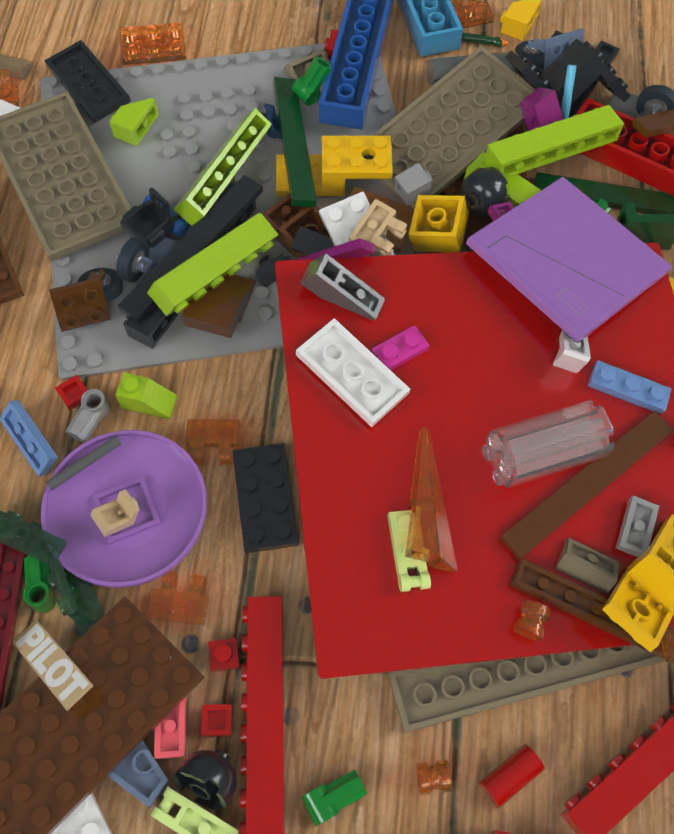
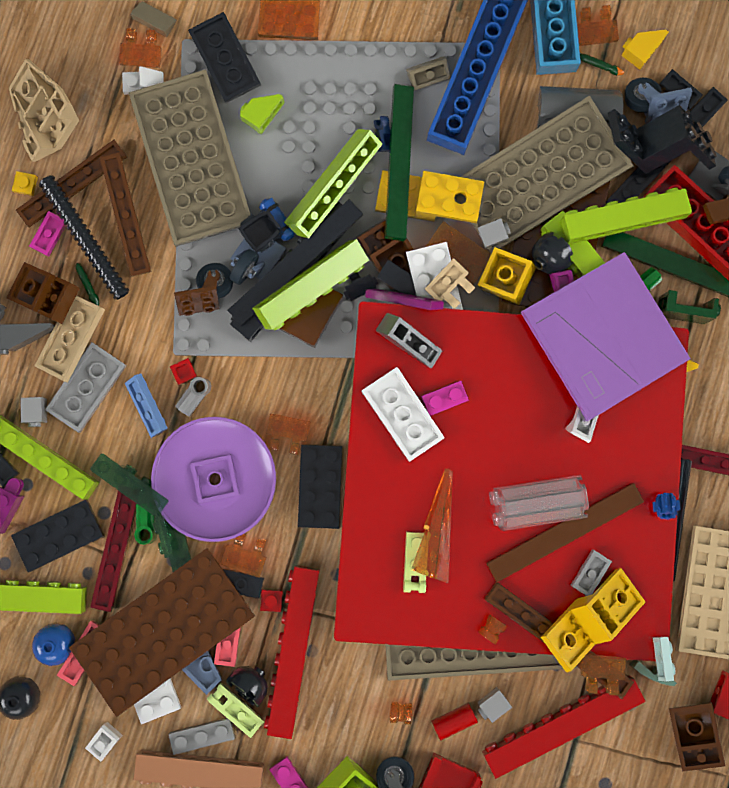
camera: 15 degrees right, 20 degrees up
(52, 665) = (150, 589): sticker -> none
(83, 463) = (187, 440): dark grey bar -> none
(116, 514) = (207, 489): tan bracket -> none
(145, 396) = (240, 387): lime slope -> none
(187, 638) = (245, 583): none -> black plate
(217, 720) = (260, 646): red plate -> none
(308, 85) = (424, 105): green piece -> none
(328, 799) = (326, 713): green piece -> none
(330, 43) = (454, 55): red plate -> none
(540, 108) = (623, 182): magenta brick -> none
(560, 738) = (493, 705): none -> light grey brick
(568, 90) = (652, 167): medium azure bar -> none
(588, 566) = (546, 594): dark tan slope -> none
(629, 387) = (621, 458): medium blue plate -> none

